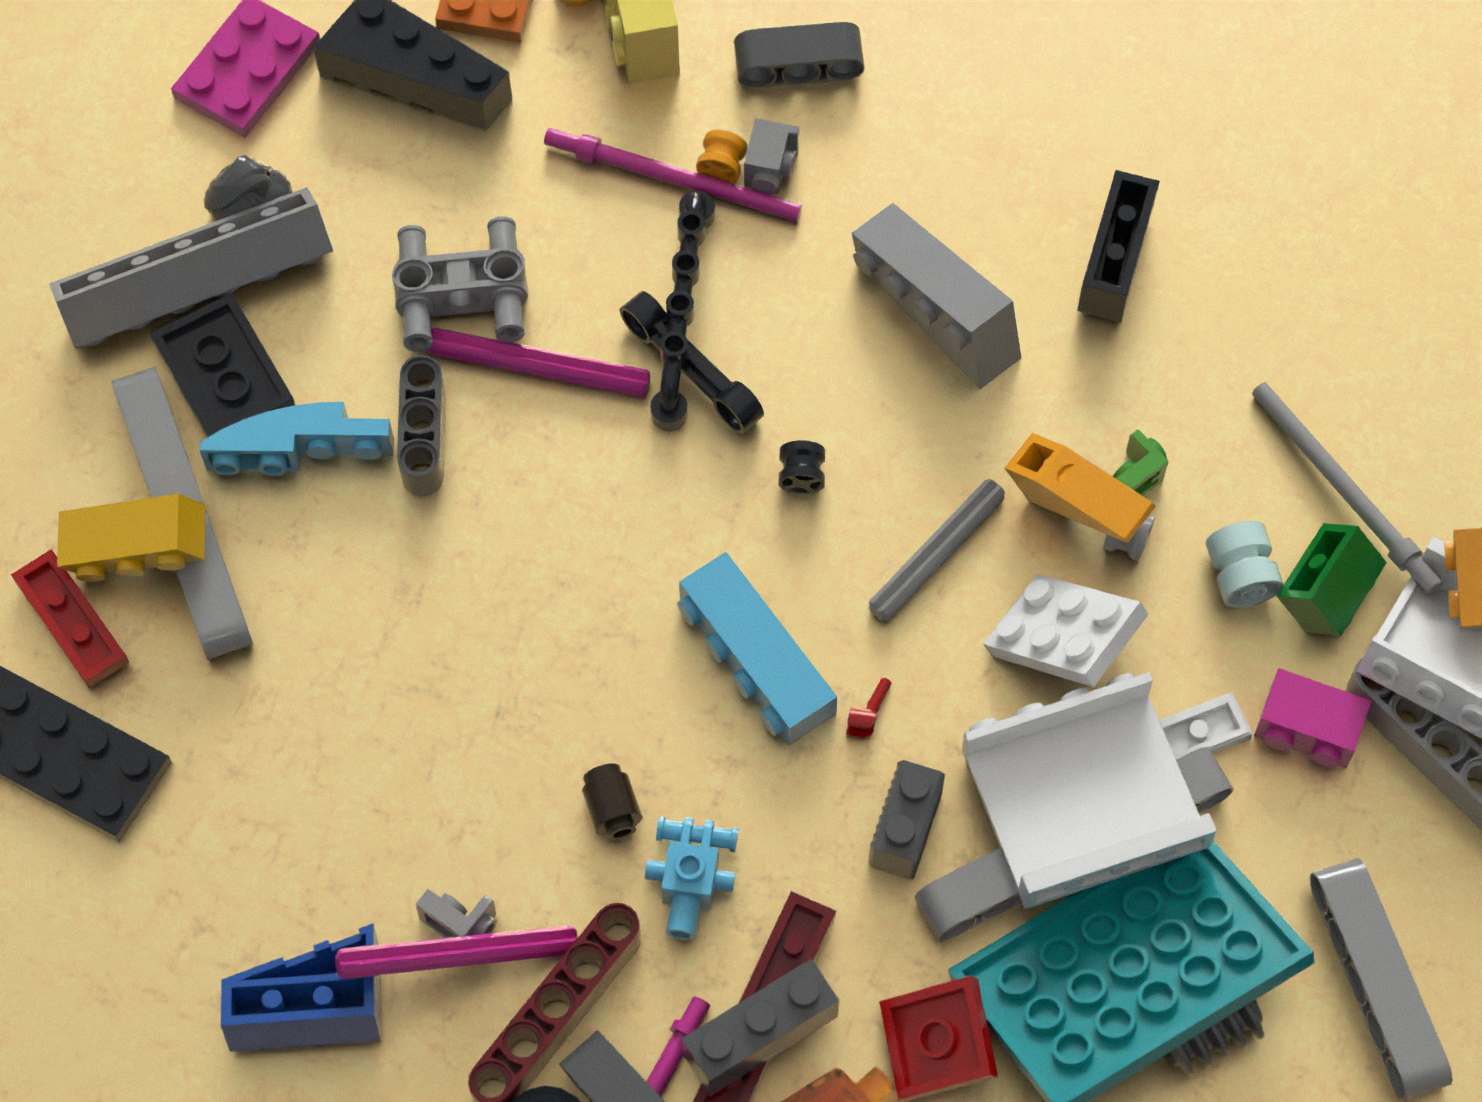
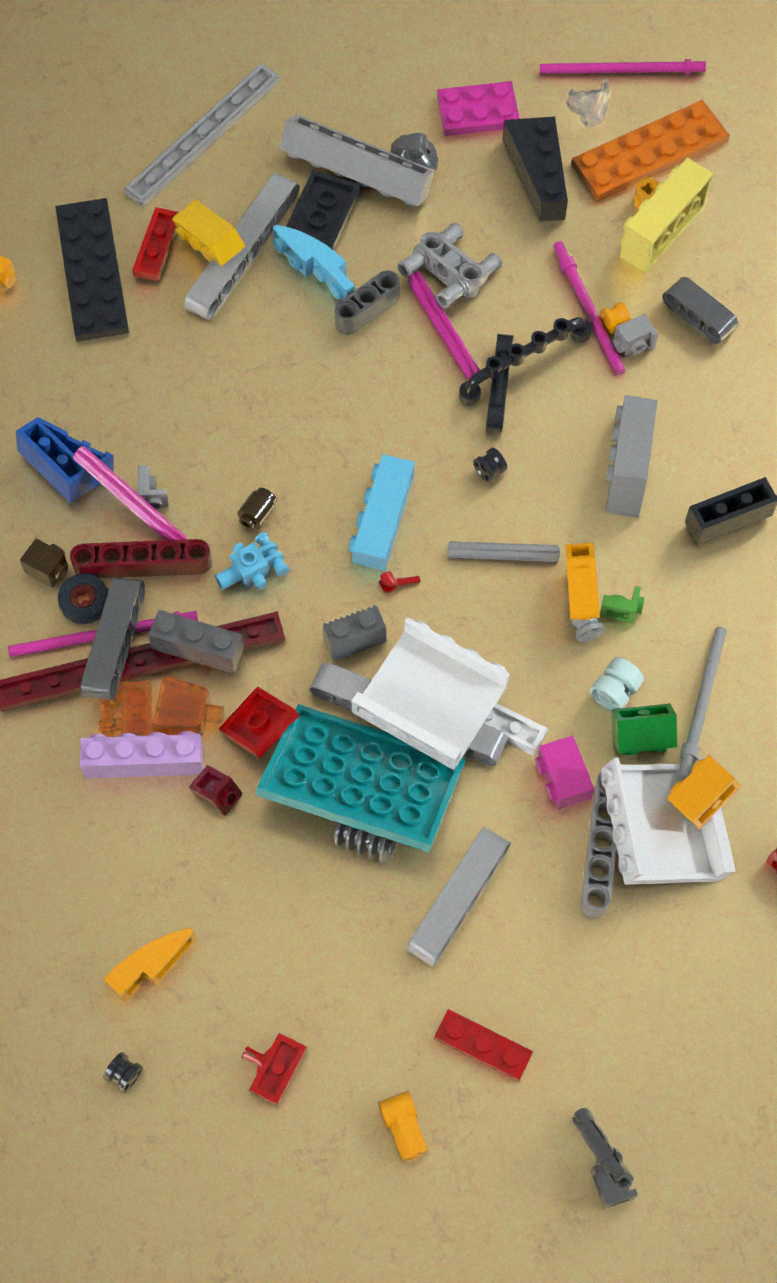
camera: 50 degrees right, 0 degrees up
(1066, 629) = (506, 628): white plate -> none

